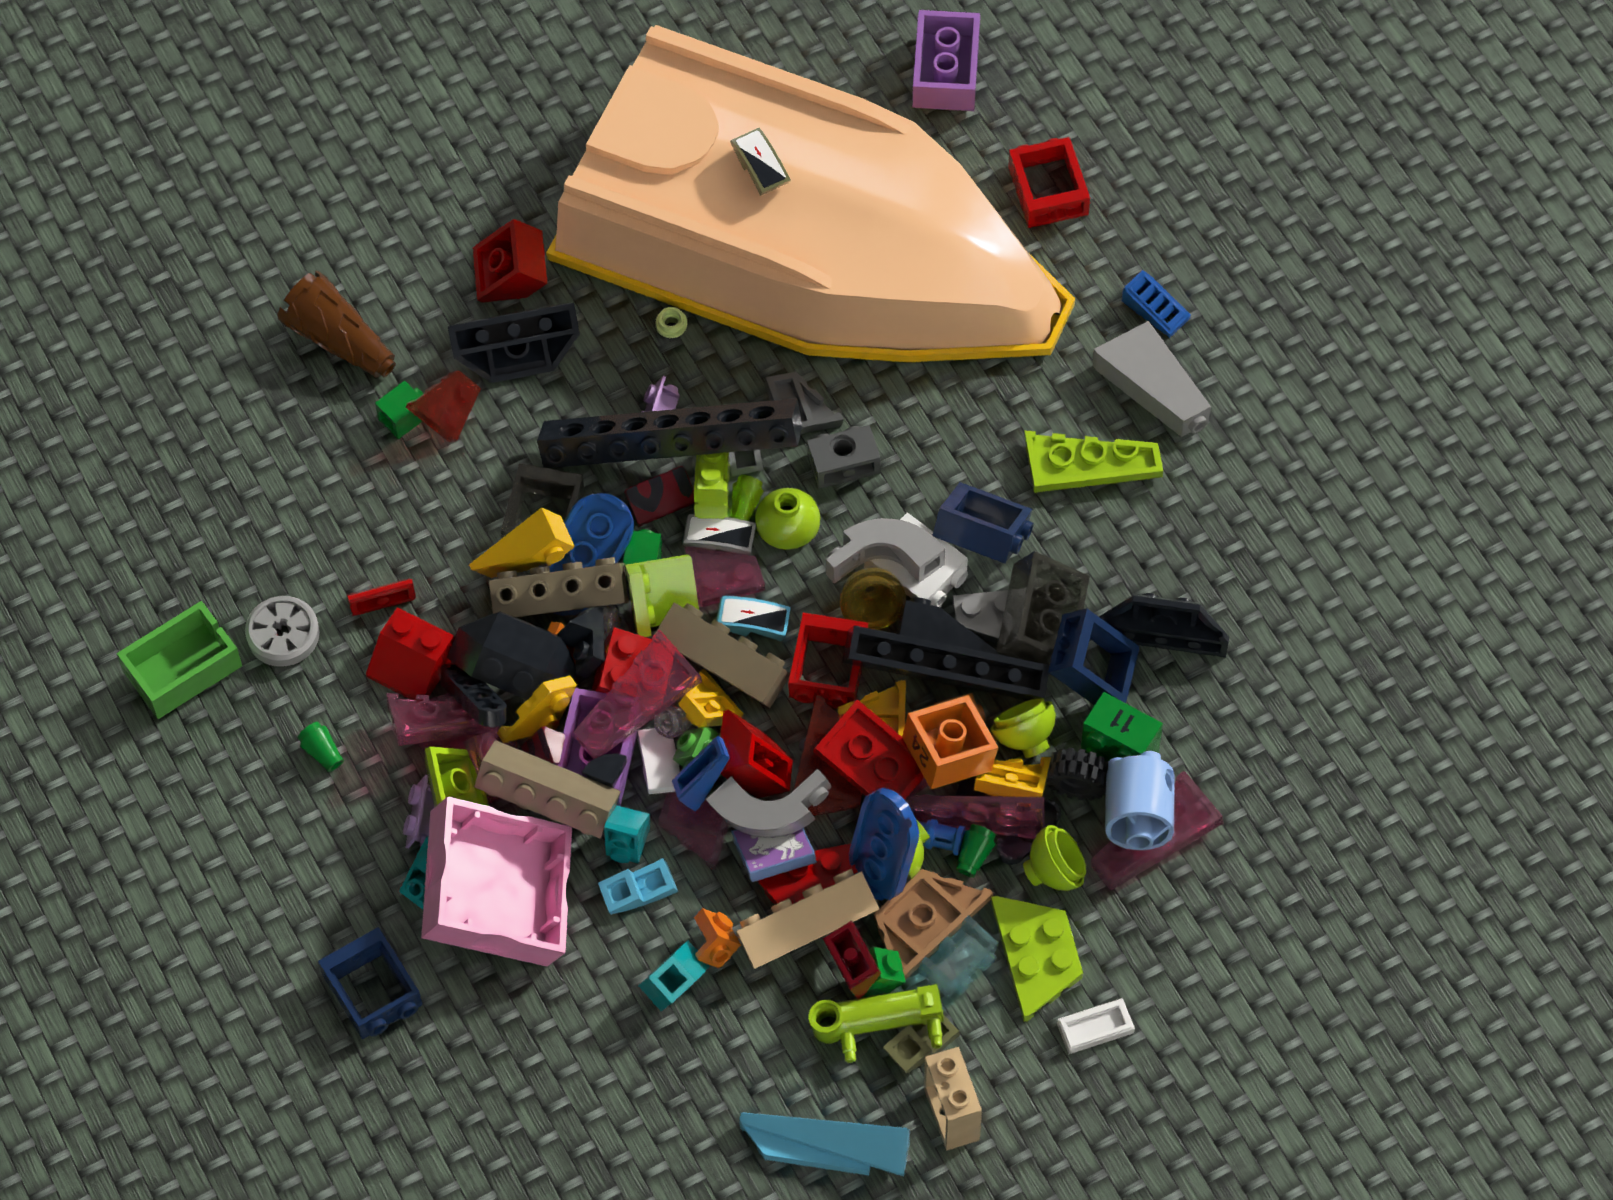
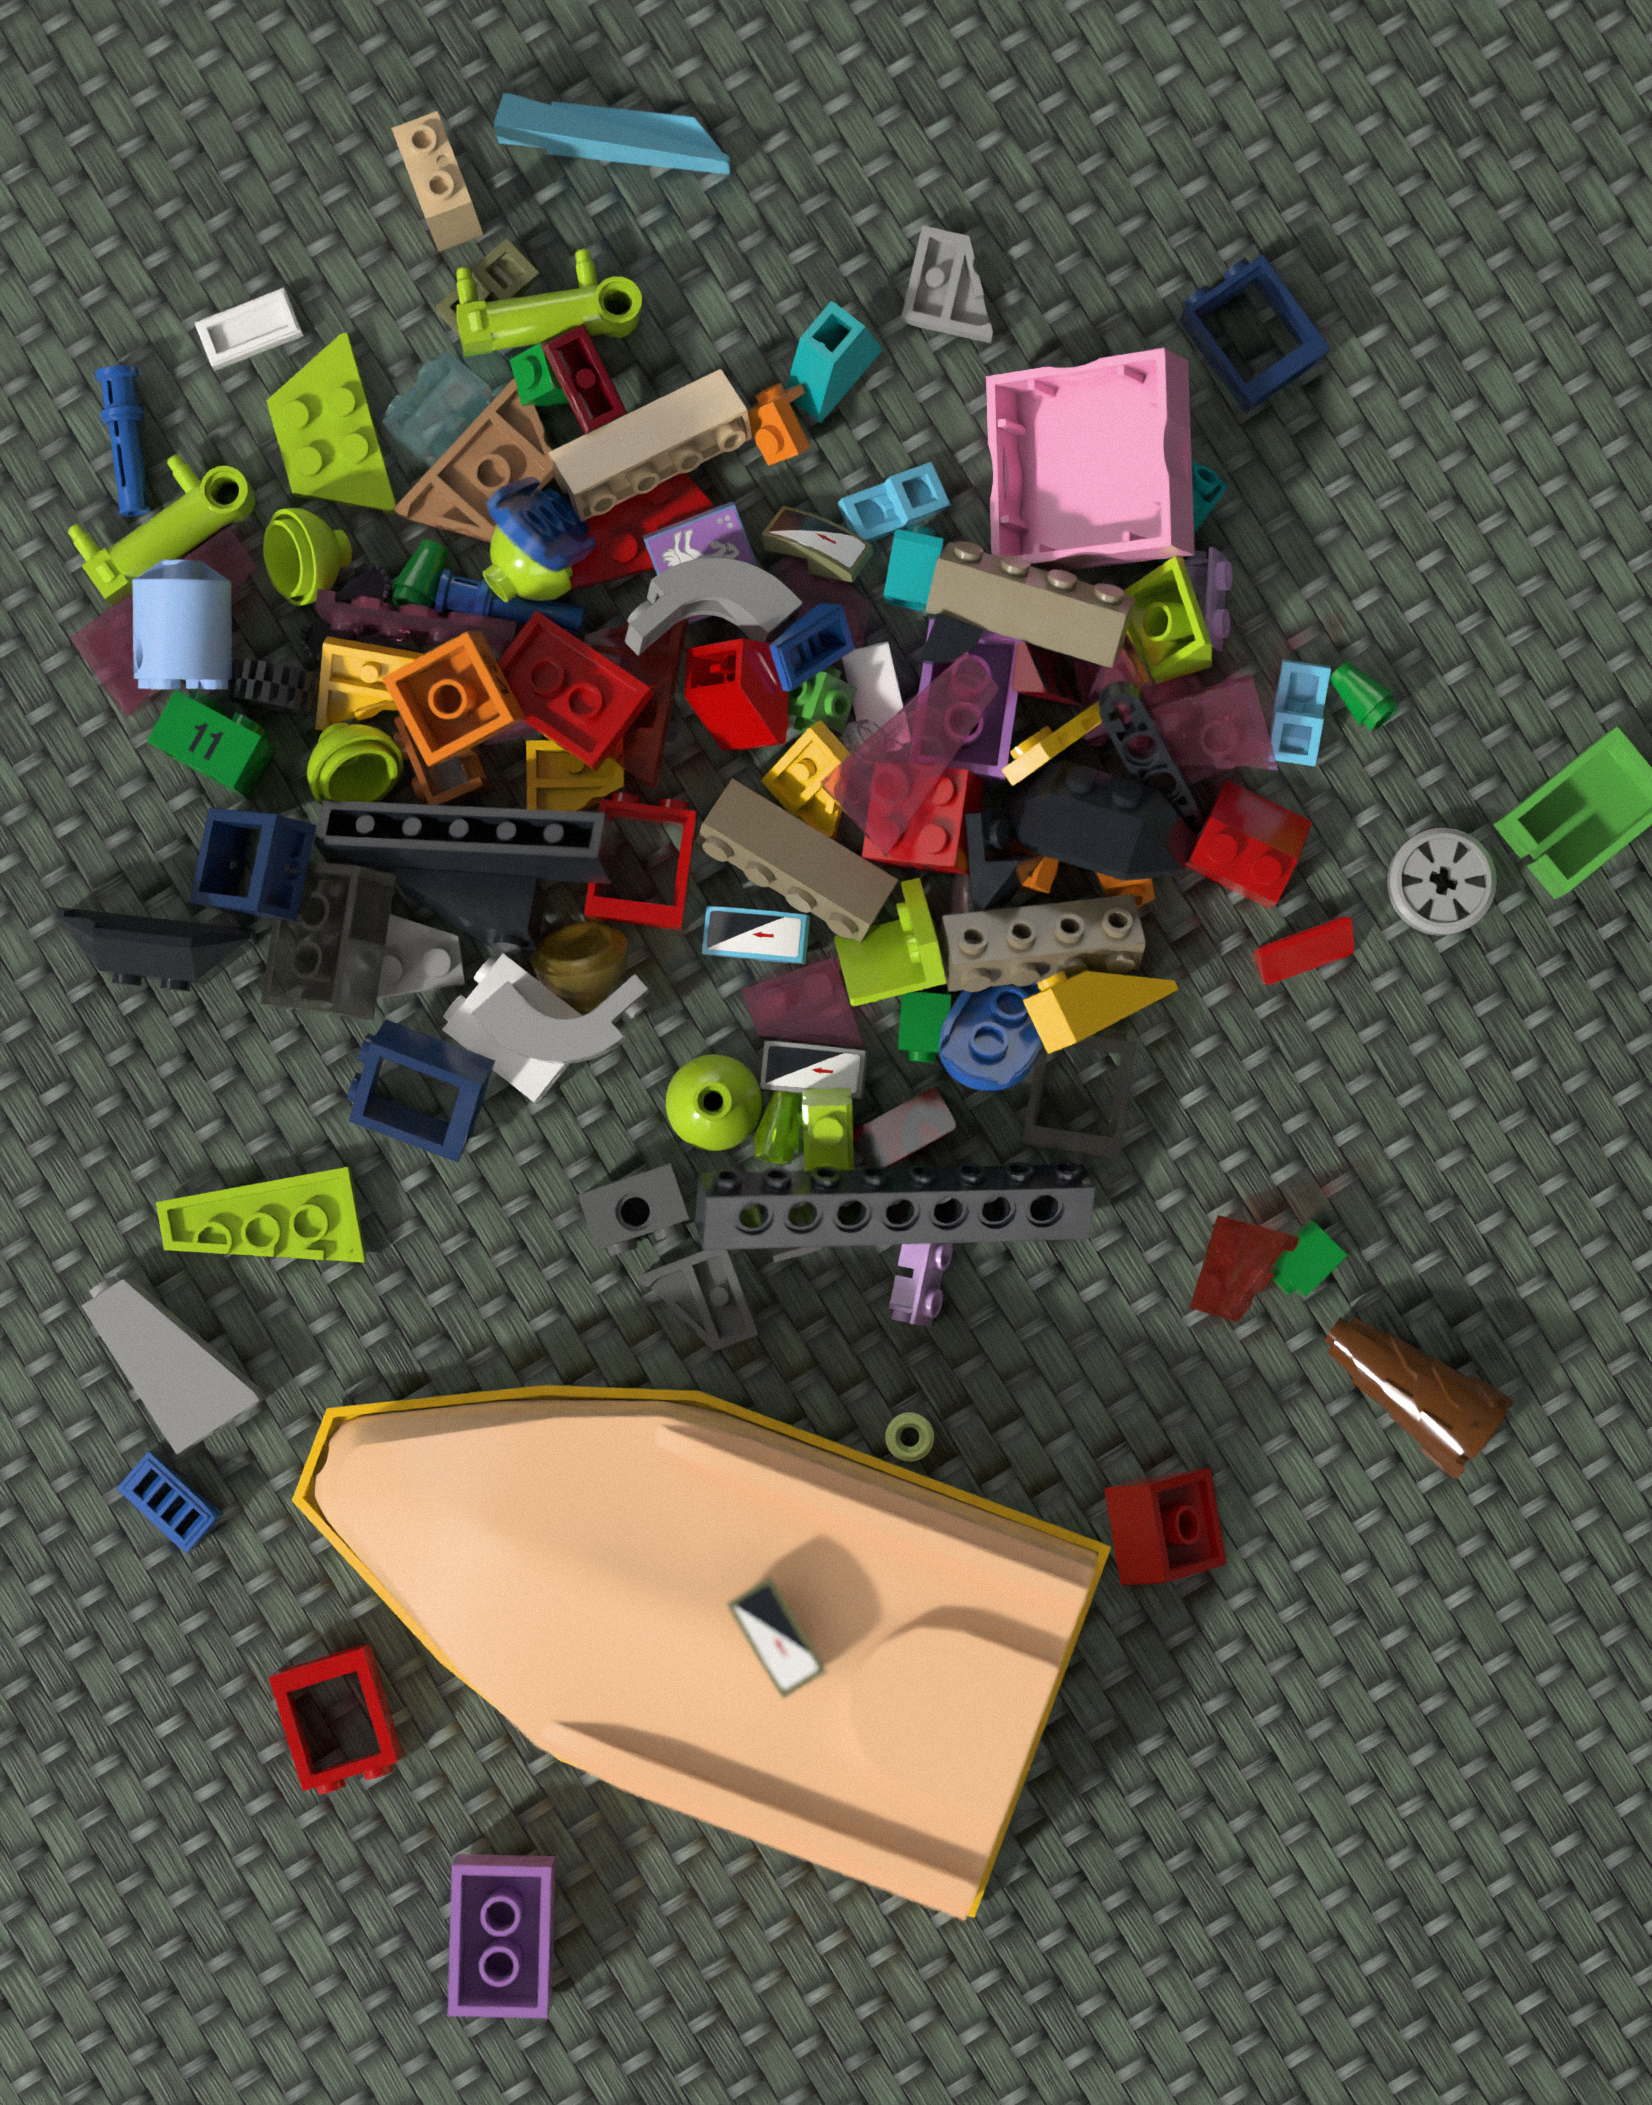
camera: 175 degrees right, 25 degrees up
(367, 741) = (1299, 711): none -> medium azure slope
(516, 342) = (1146, 1384): black wedge -> none
(588, 1027) = (945, 287): none -> light grey wing
(693, 856) = (826, 545): none -> slope
(1153, 884) = (169, 532): none -> lime piece
(1186, 964) = (123, 419): none -> blue pin

